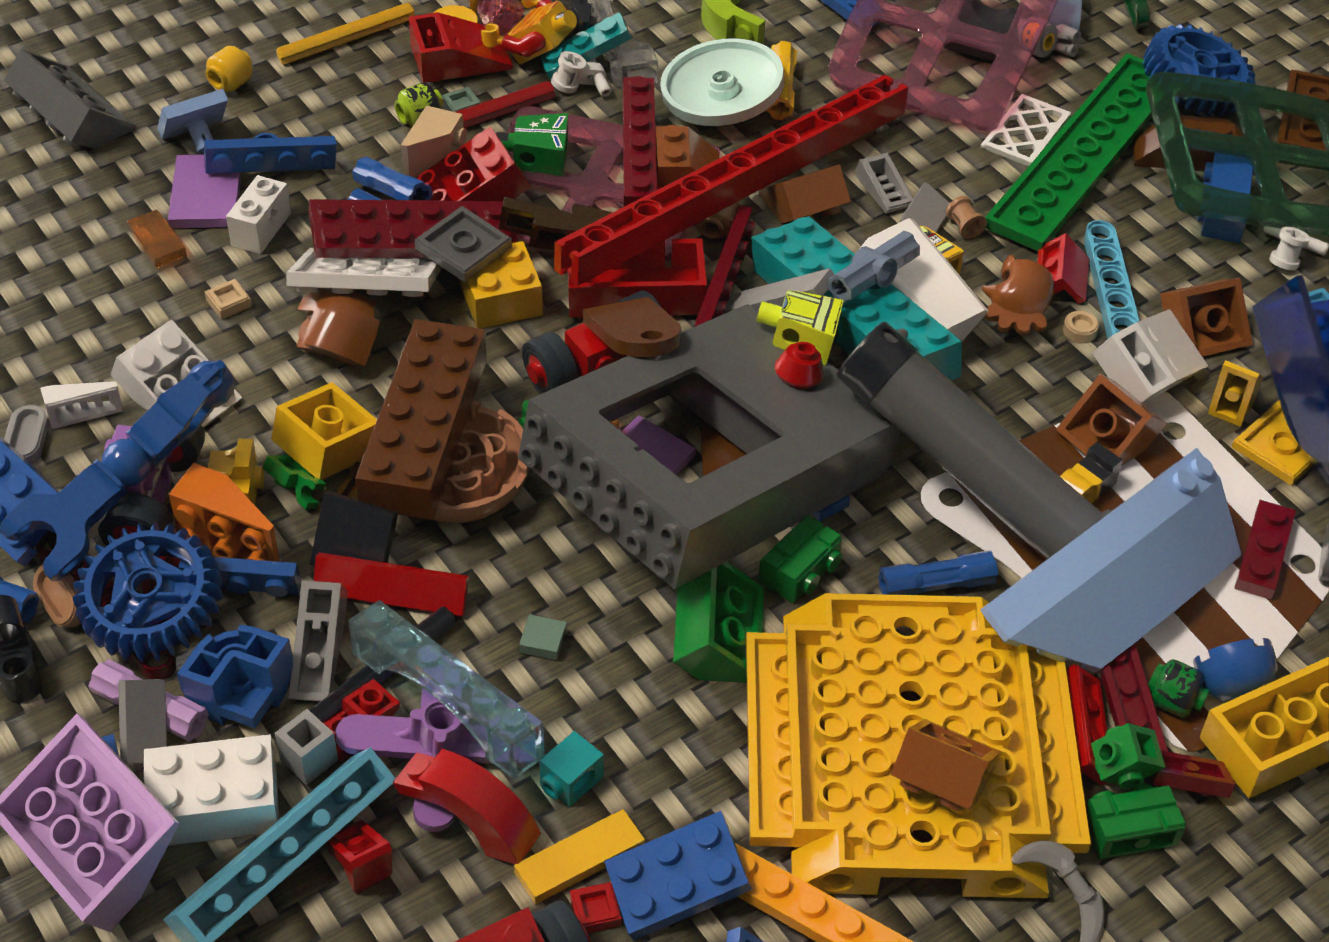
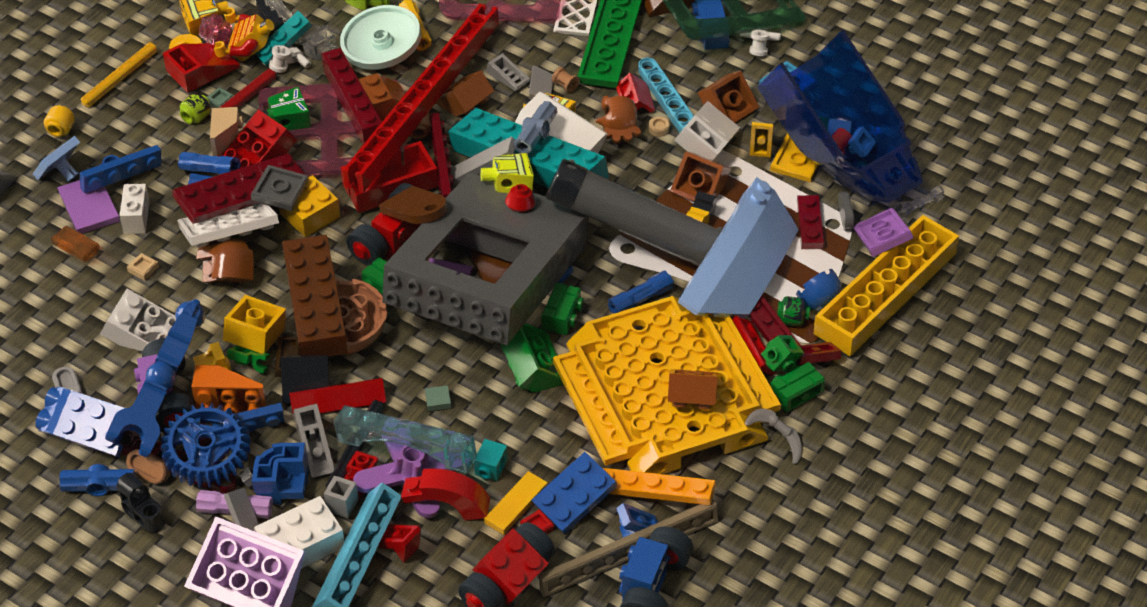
camera: 20 degrees left, 0 degrees up
(69, 404) = (86, 357): white slope -> none
(544, 223) = (325, 161): dark brown slope -> none

